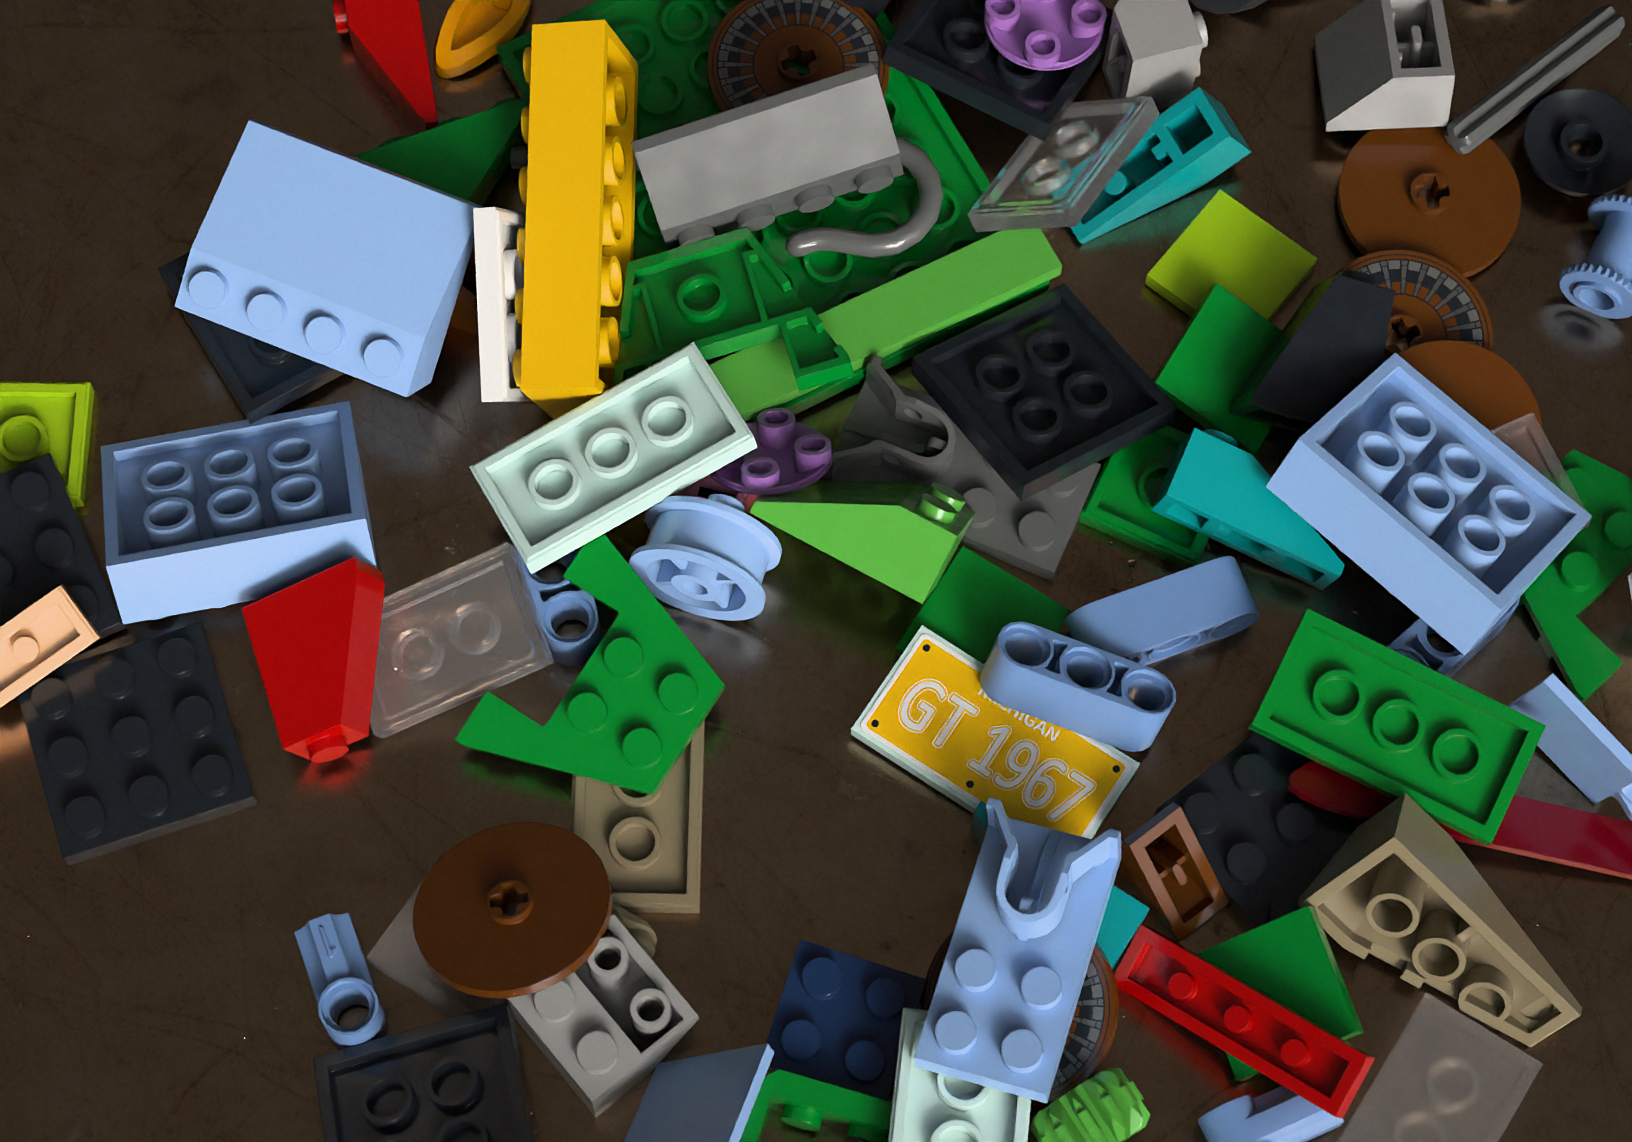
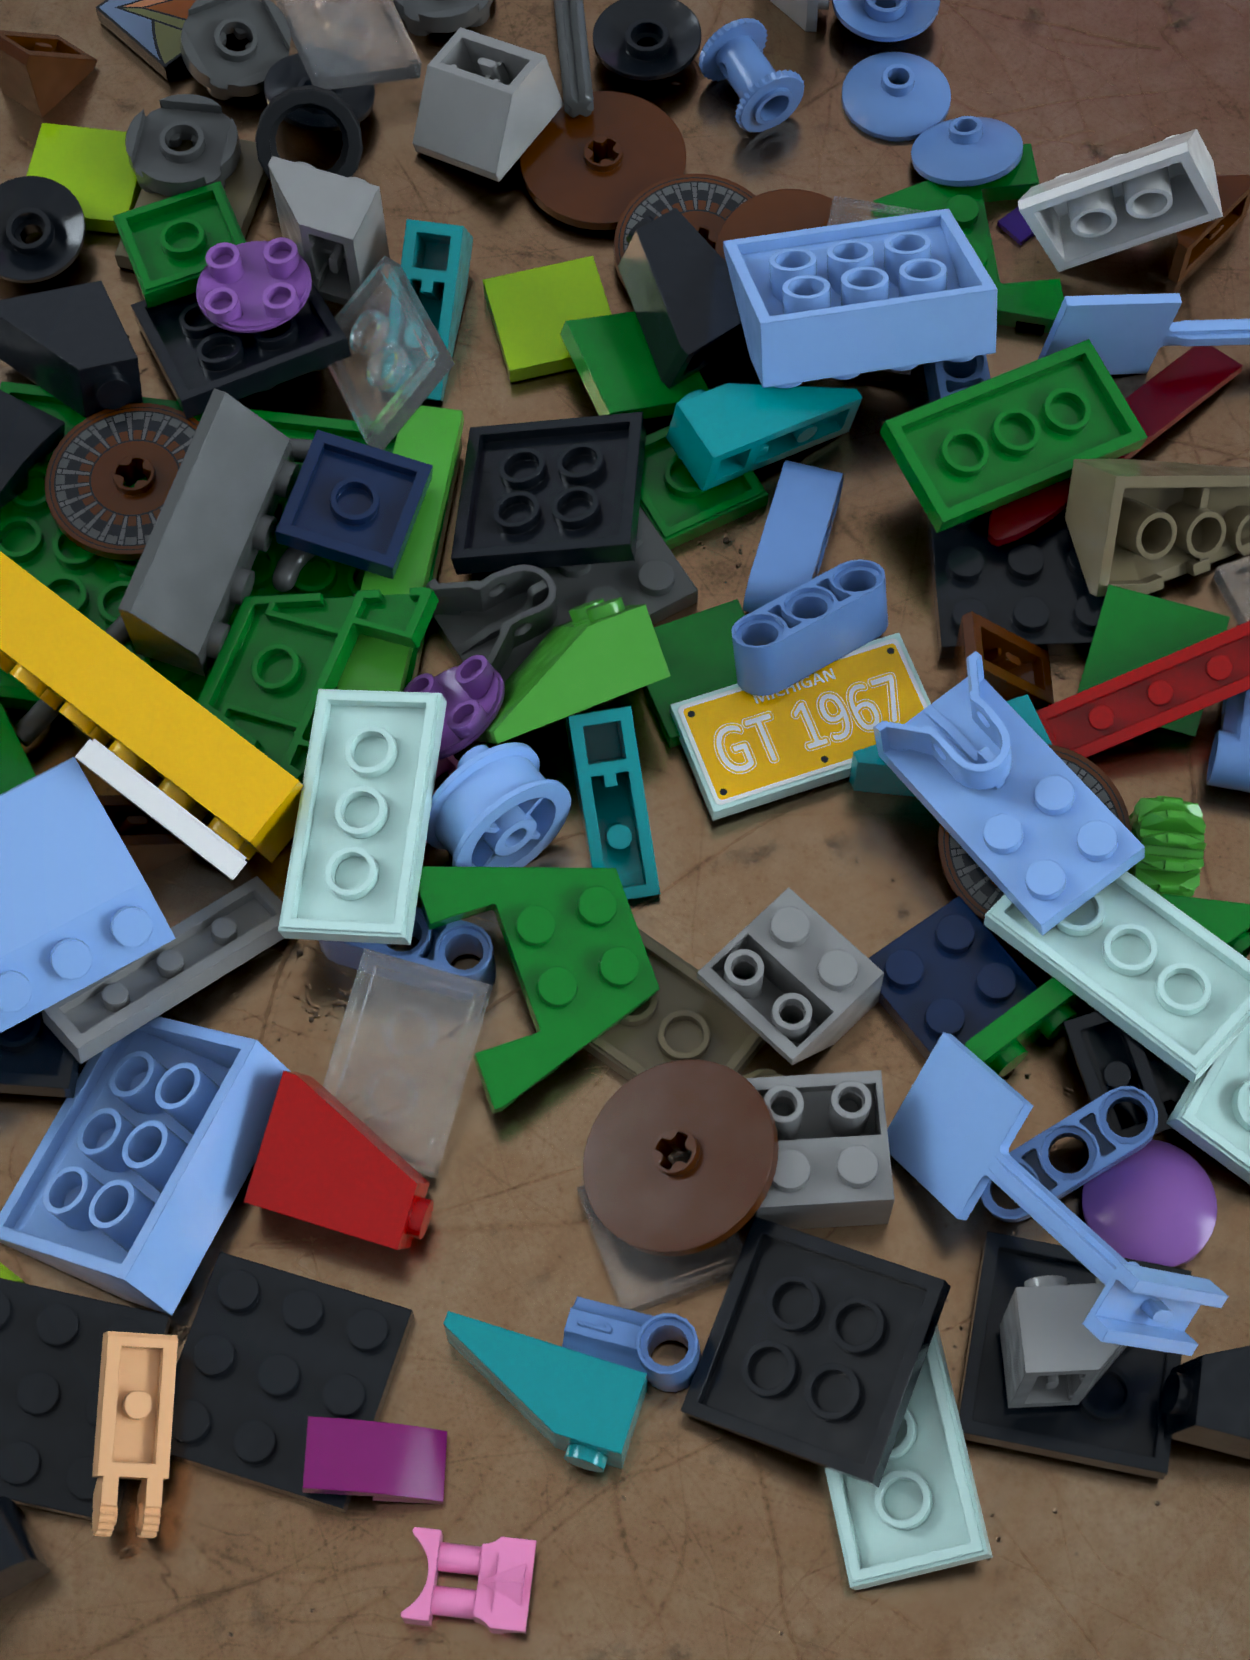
camera: 50 degrees left, 5 degrees down
(89, 1017) = (502, 1587): none -> bright pink piece
(113, 855) = (375, 1460): none -> magenta slope
(260, 958) = (566, 1395): none -> teal slope
(422, 423) = (203, 951): none -> light grey plate
(734, 893) = (794, 979): none -> light grey slope
(799, 642) = (613, 797): none -> teal slope
(893, 246) = (354, 504): none -> dark blue plate

